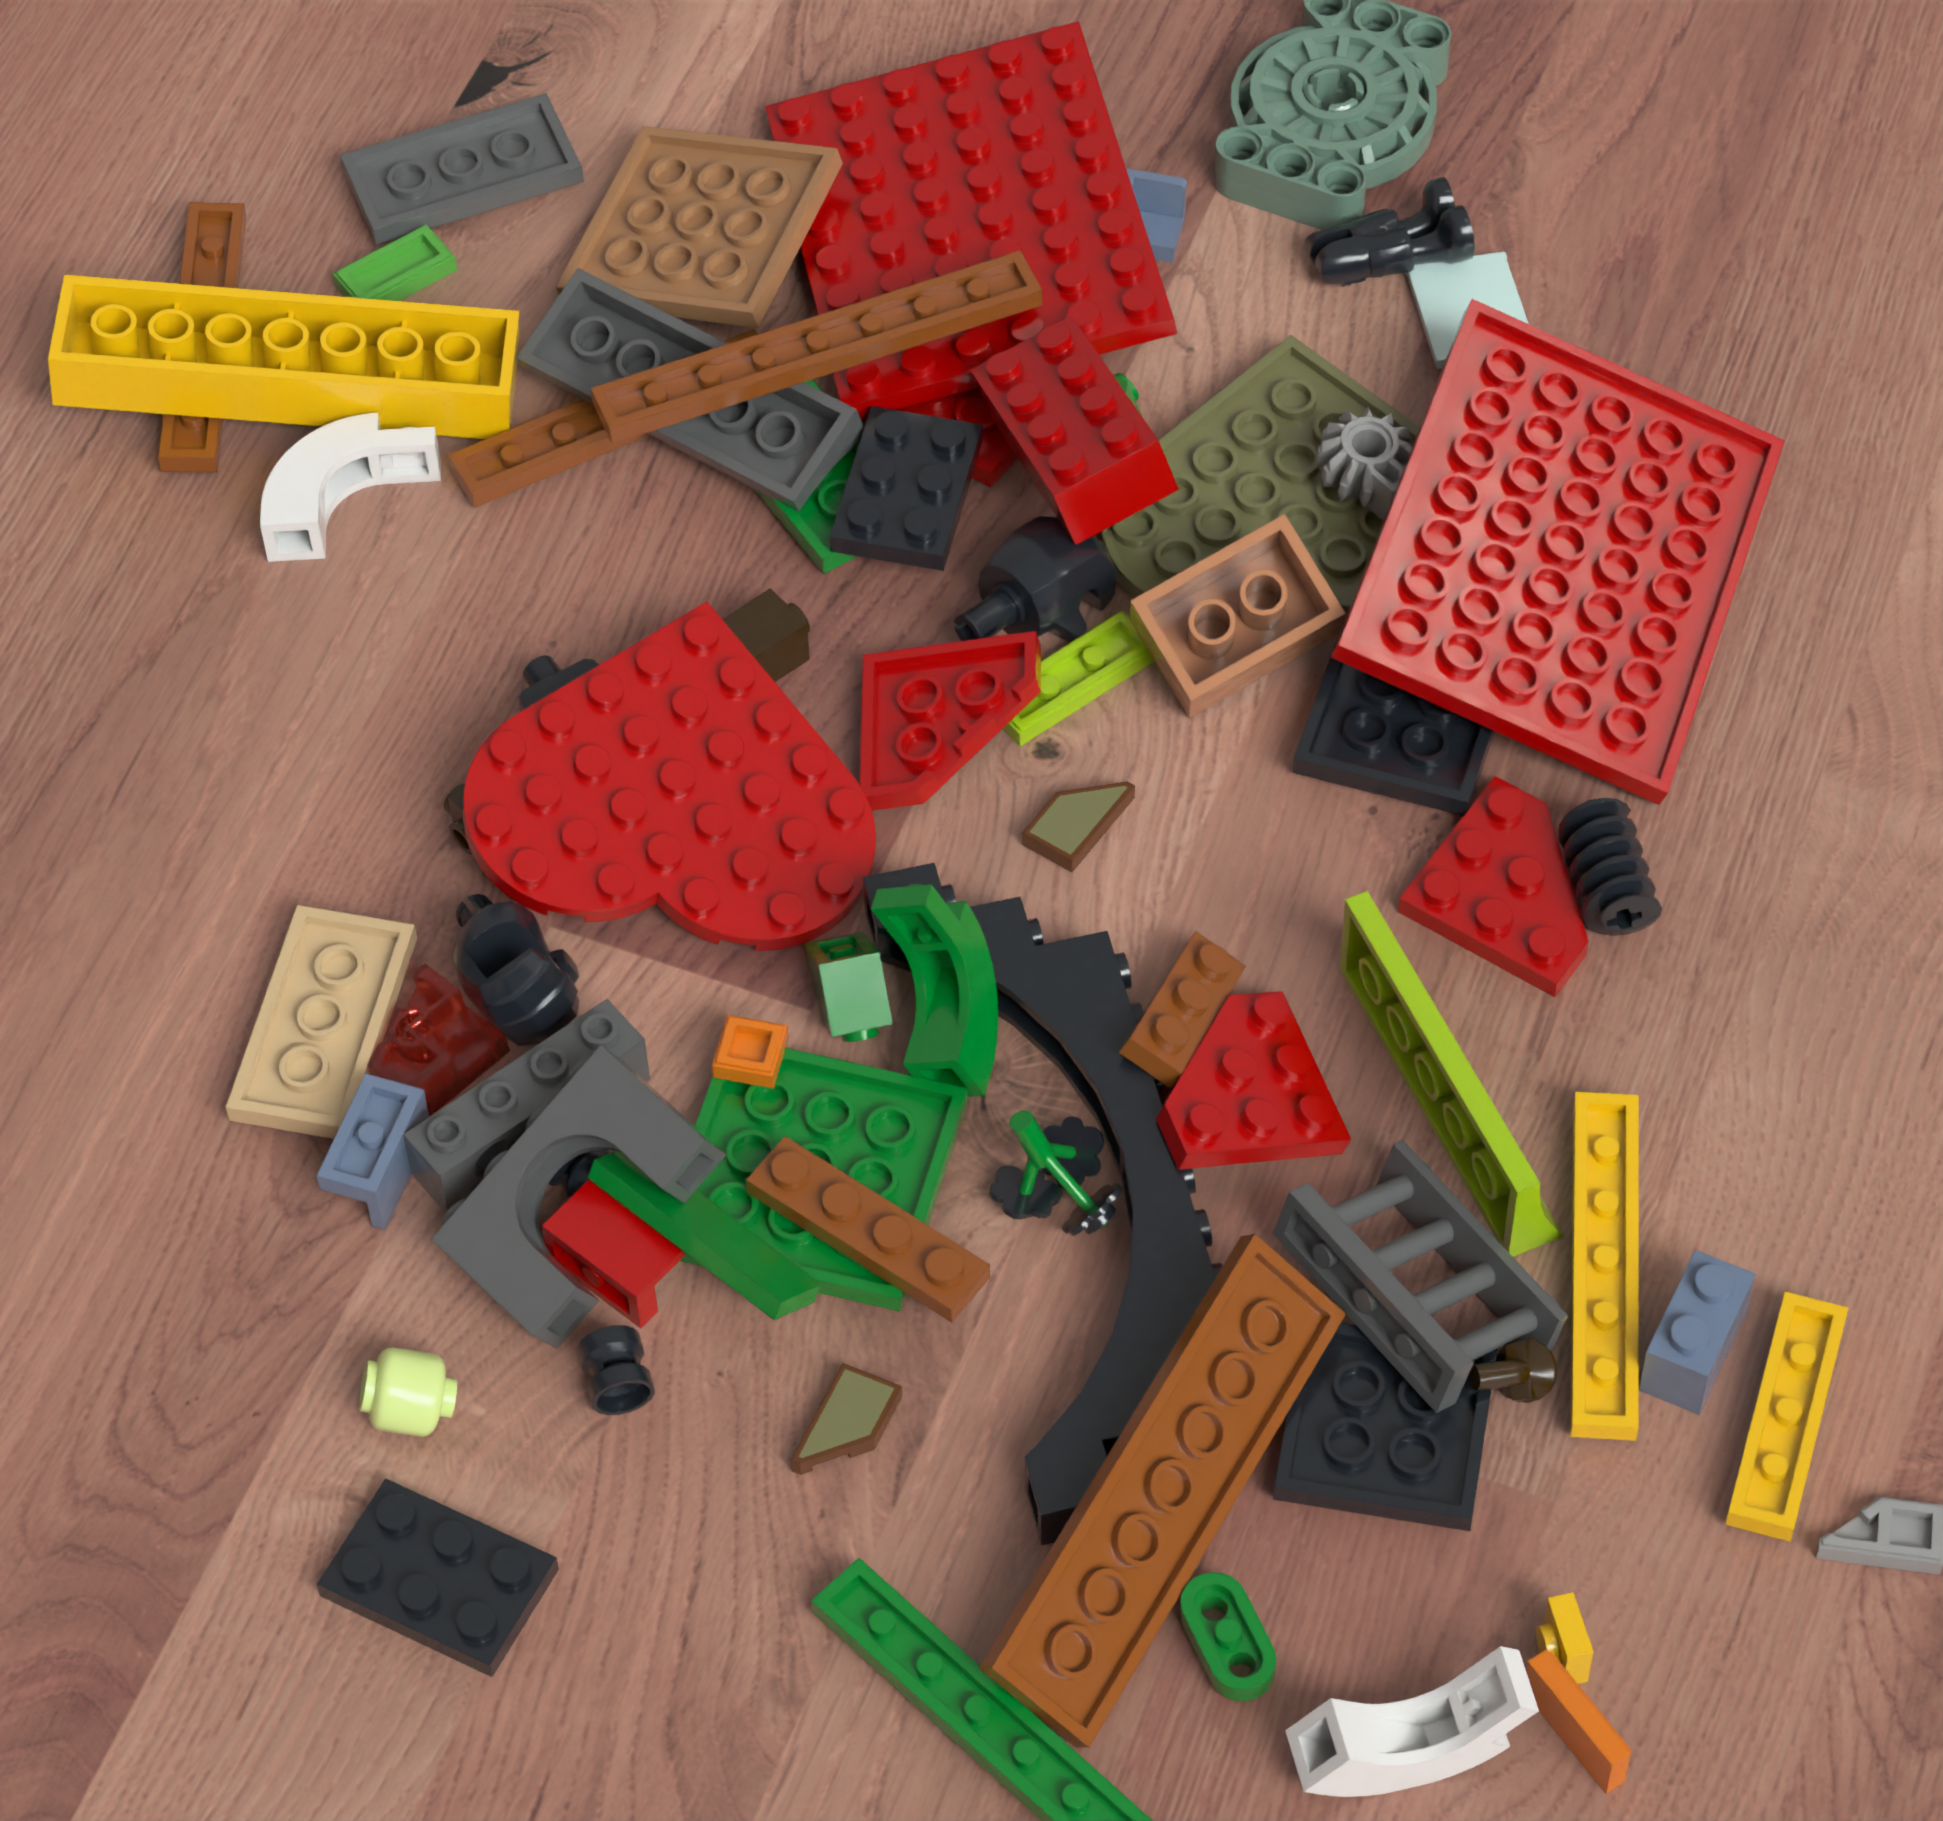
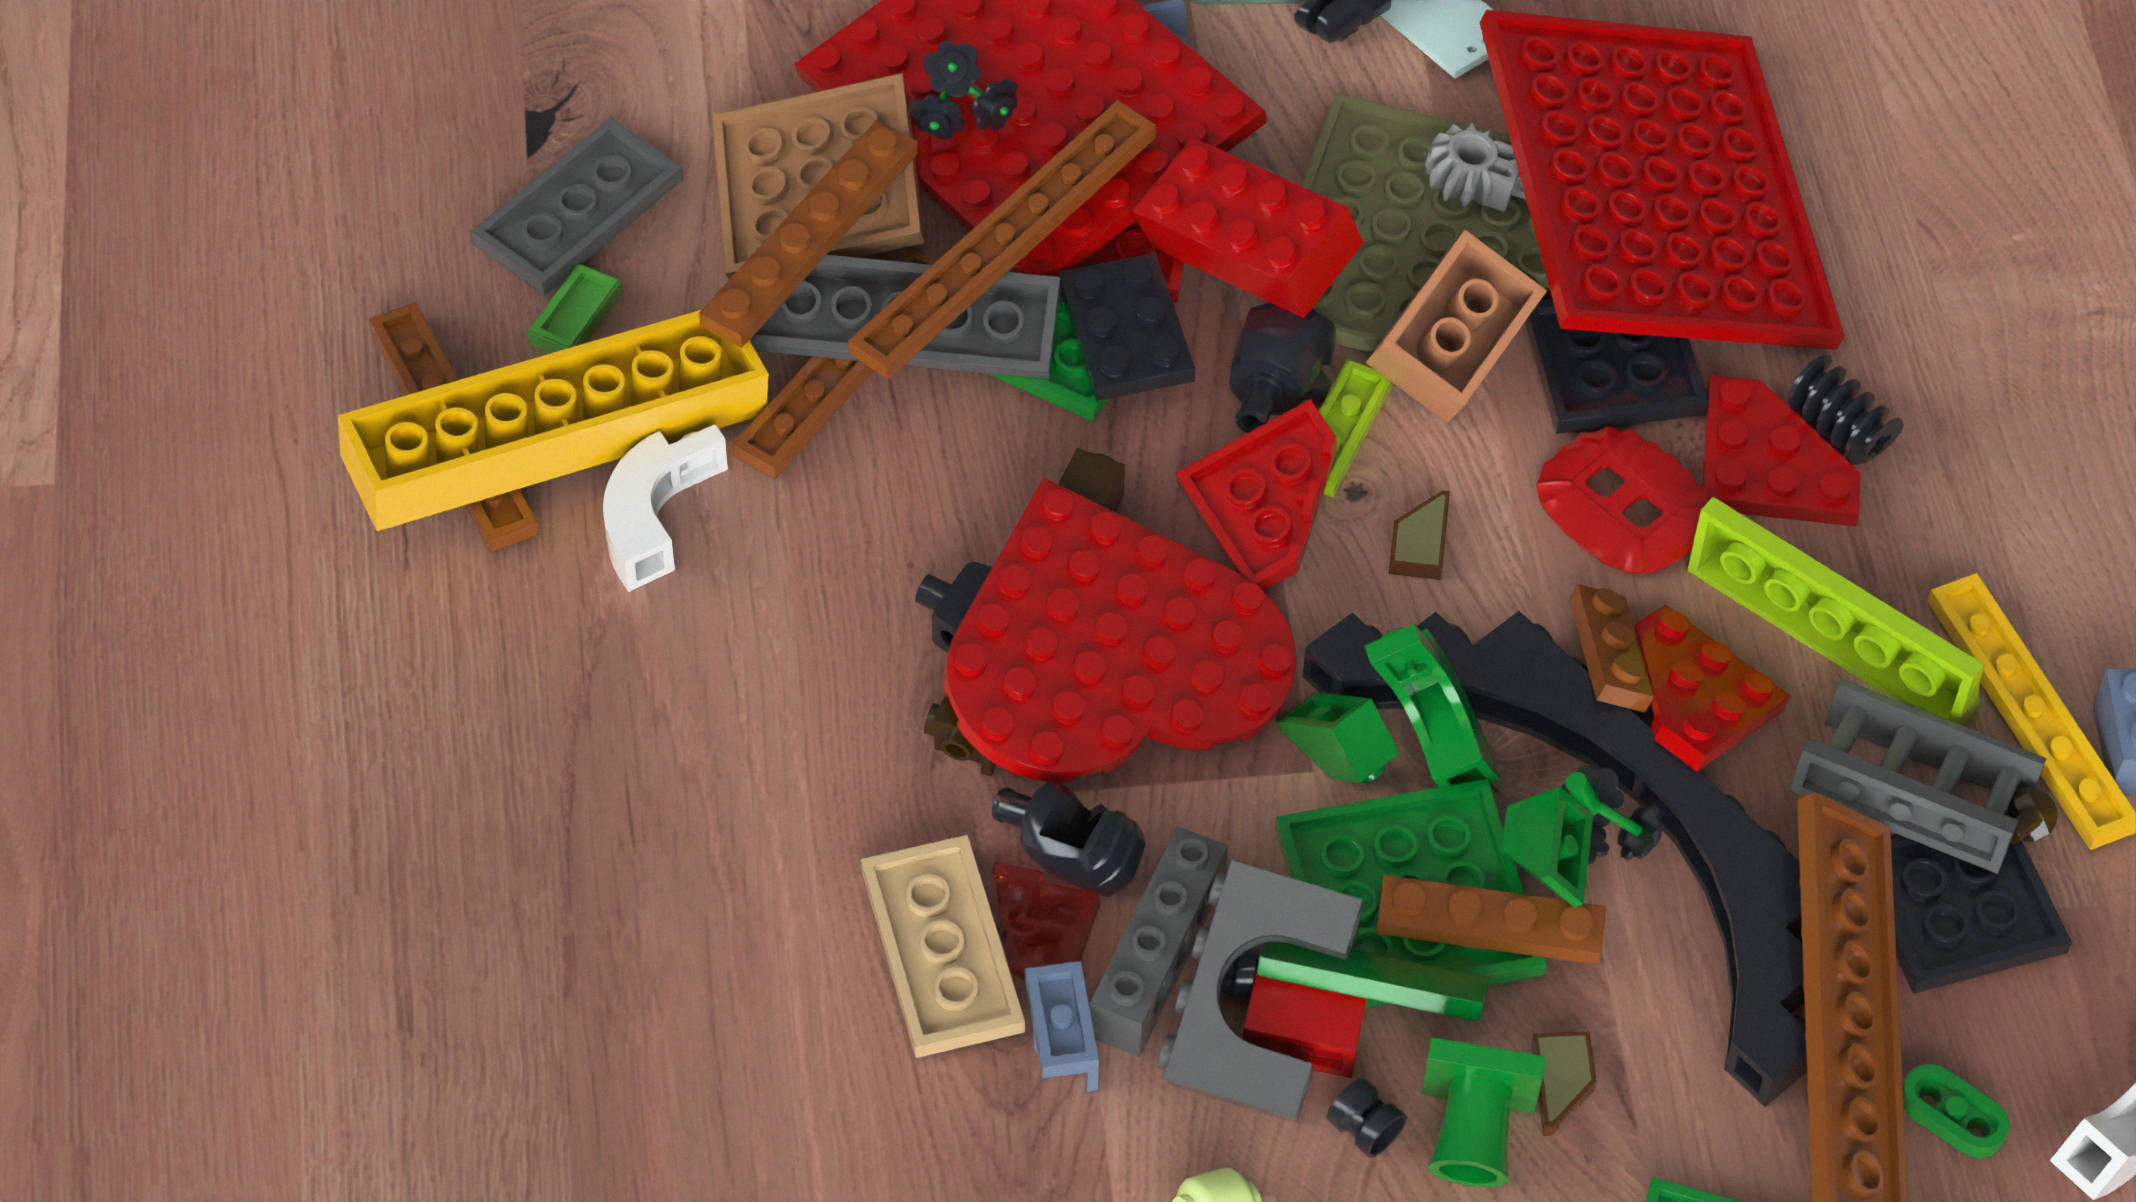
camera: 30 degrees left, 0 degrees up
(633, 271) = (808, 234): none -> dark orange plate
(721, 1407) = (1479, 1092): none -> green plant
(750, 1051) = (1307, 821): orange tile -> none
(875, 162) = (952, 75): none -> black plant
(968, 1176) = (1551, 841): none -> green slope
(1271, 878) = (1599, 521): none -> red piece

